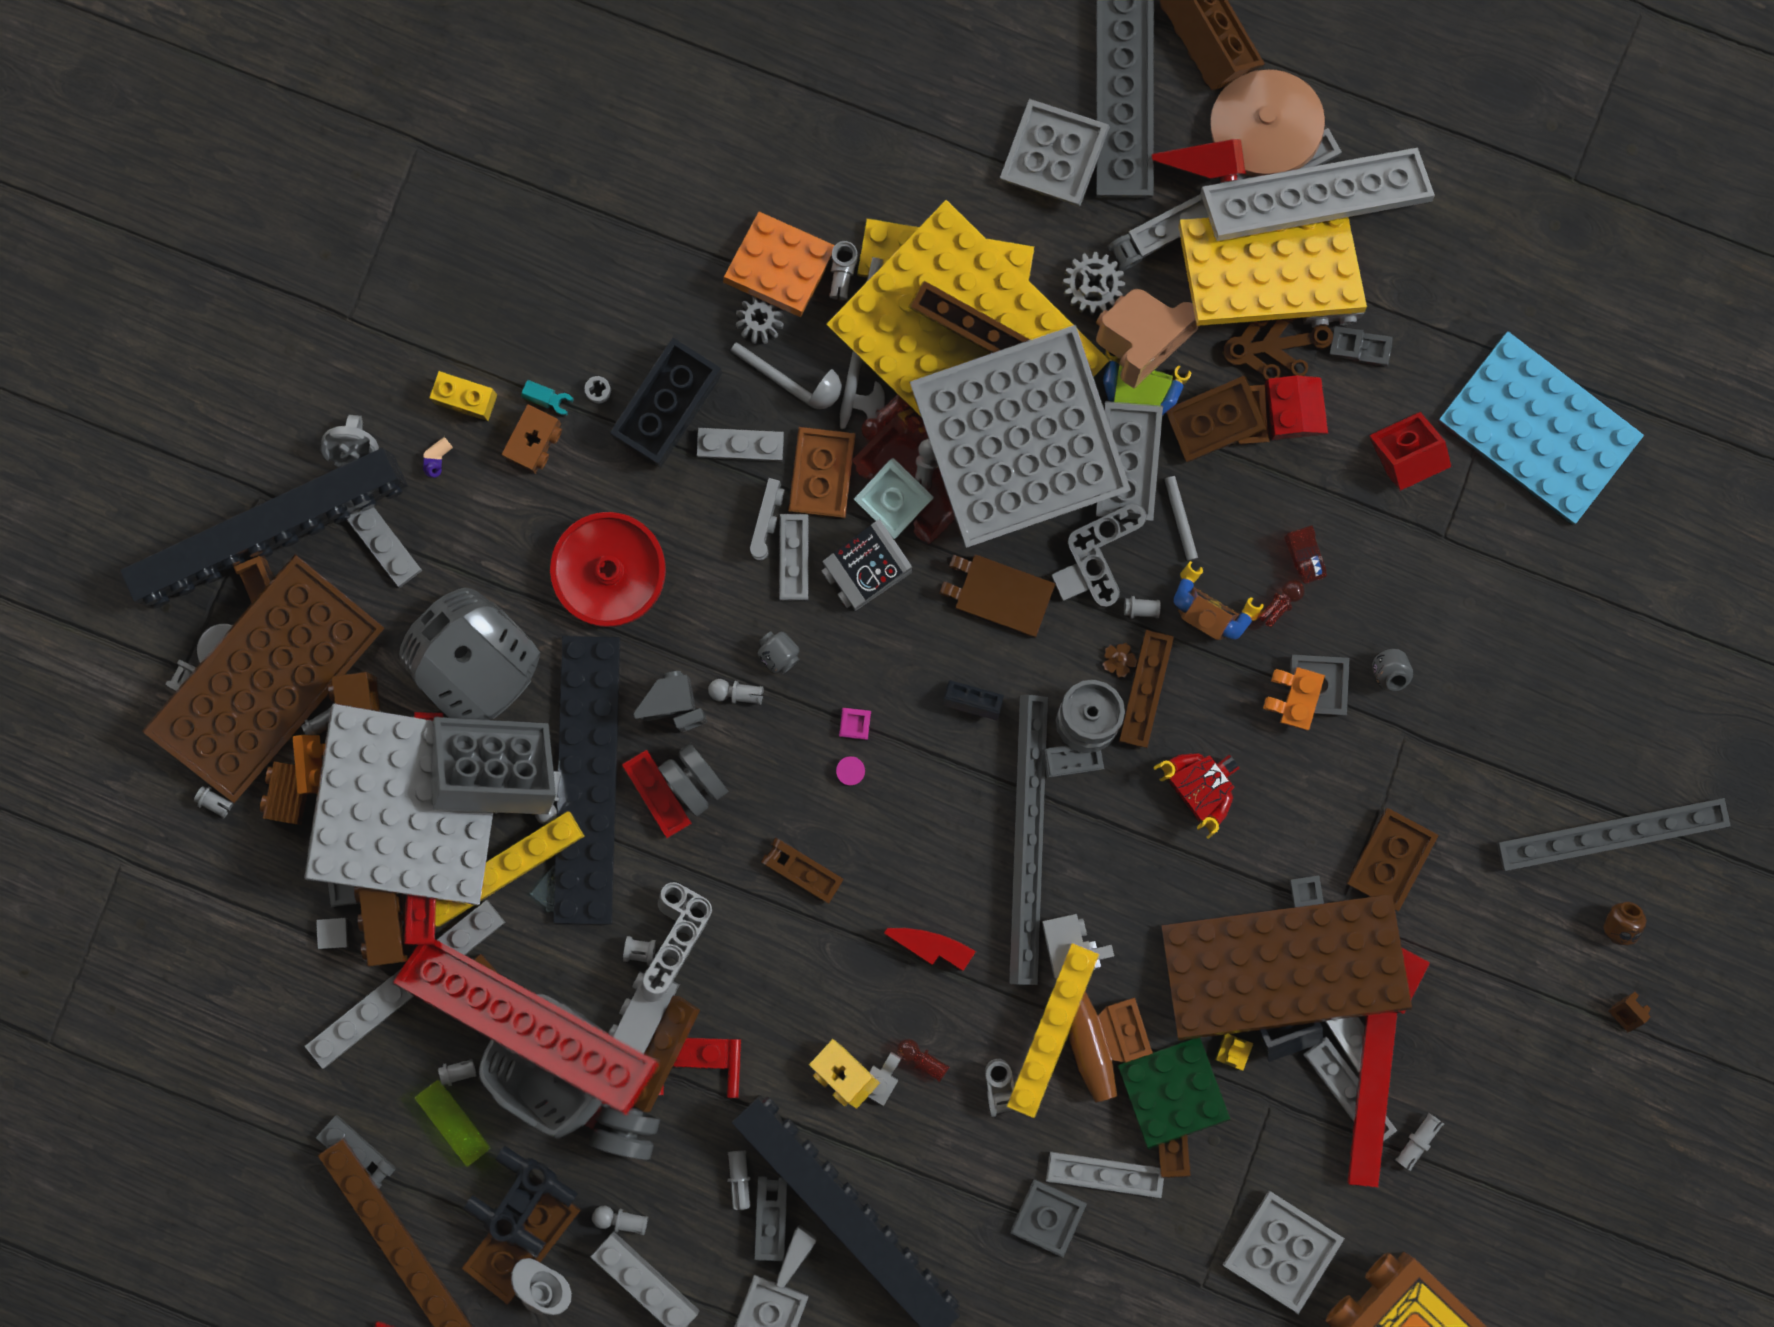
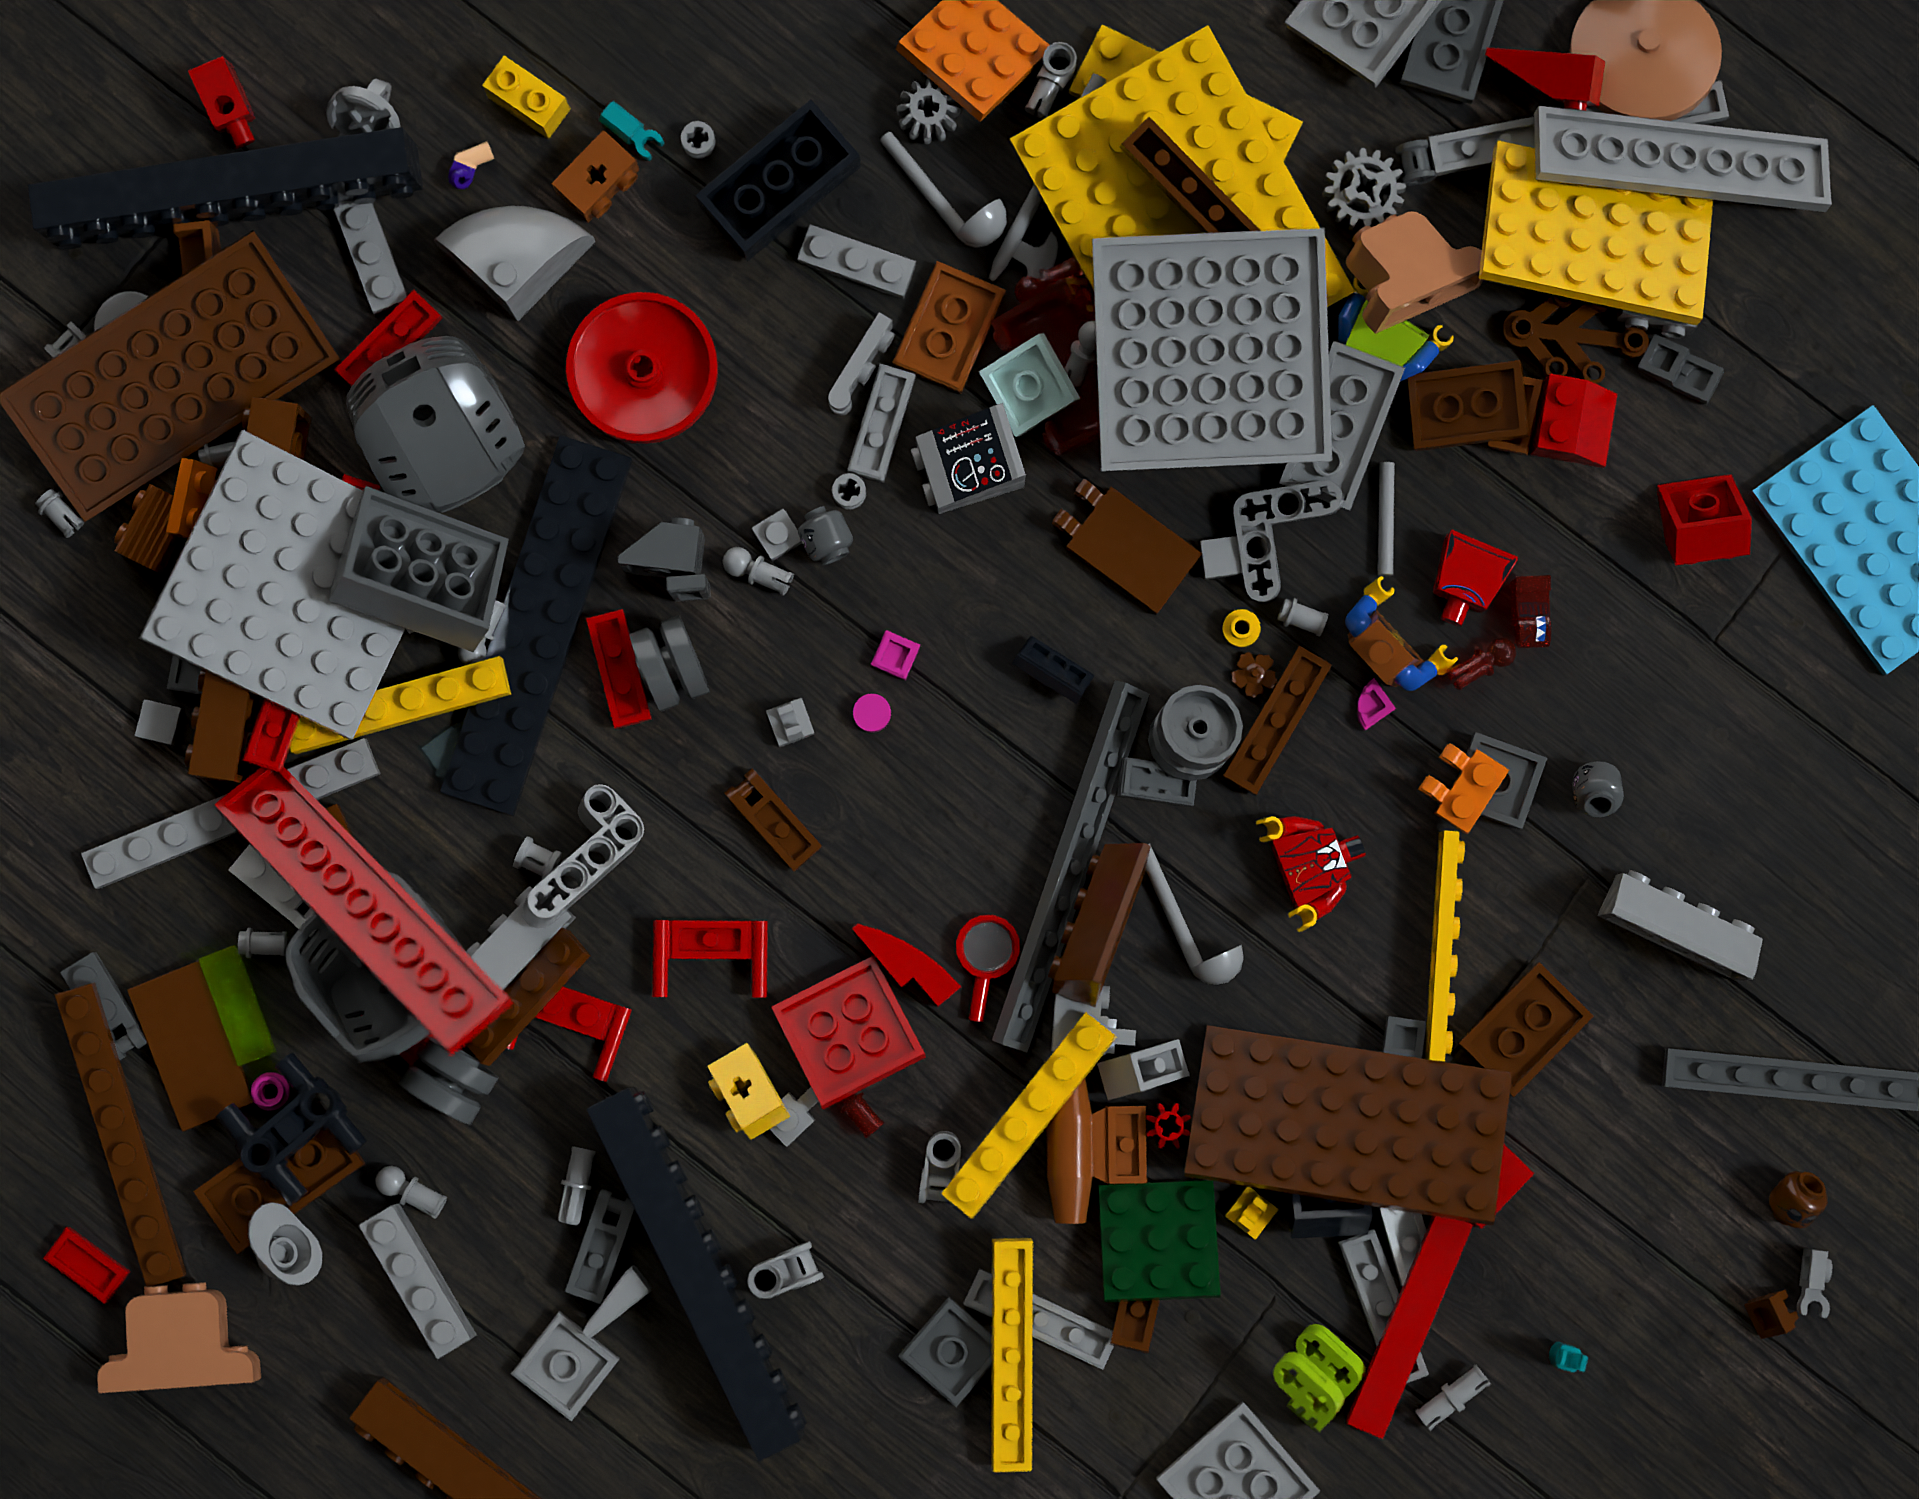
camera: 15 degrees right, 0 degrees up
(234, 455) = (217, 87): none -> red torso
(420, 596) = (403, 326): none -> red plate
(427, 1162) = (190, 1045): none -> reddish brown tile
(451, 1029) = (269, 885): none -> white plate
(489, 512) = (515, 252): none -> light grey brick
(491, 1186) = (258, 1091): none -> dark pink plate
(742, 661) = (777, 534): none -> light grey plate
(784, 972) = (710, 941): none -> red plate
(791, 620) = (842, 481): none -> light grey bush
(793, 795) = (790, 722): none -> light grey tile
(903, 1009) = (848, 1032): none -> red plate
(911, 1196) = (787, 1271): none -> light grey piece
(986, 918) = (987, 950): none -> piece
(1062, 874) = (1100, 921): none -> reddish brown slope
(1092, 1207) = (1012, 1354): none -> yellow plate
(1093, 635) = (1237, 639): none -> yellow plate
(1125, 971) = (1143, 1069): none -> light grey slope
(1150, 1000) = (1157, 1130): none -> red gear
(1154, 885) = (1212, 971): none -> light grey piece
(1211, 656) = (1372, 705): none -> dark pink tile
(1254, 542) = (1469, 575): none -> red torso
(1318, 829) = (1445, 929): none -> yellow plate
(1320, 1162) = (1319, 1385): none -> lime piece
(1482, 751) = (1682, 927): none -> light grey slope
(1493, 1088) = (1567, 1357): none -> teal bar
(1652, 974) = (1815, 1271): none -> light grey plate

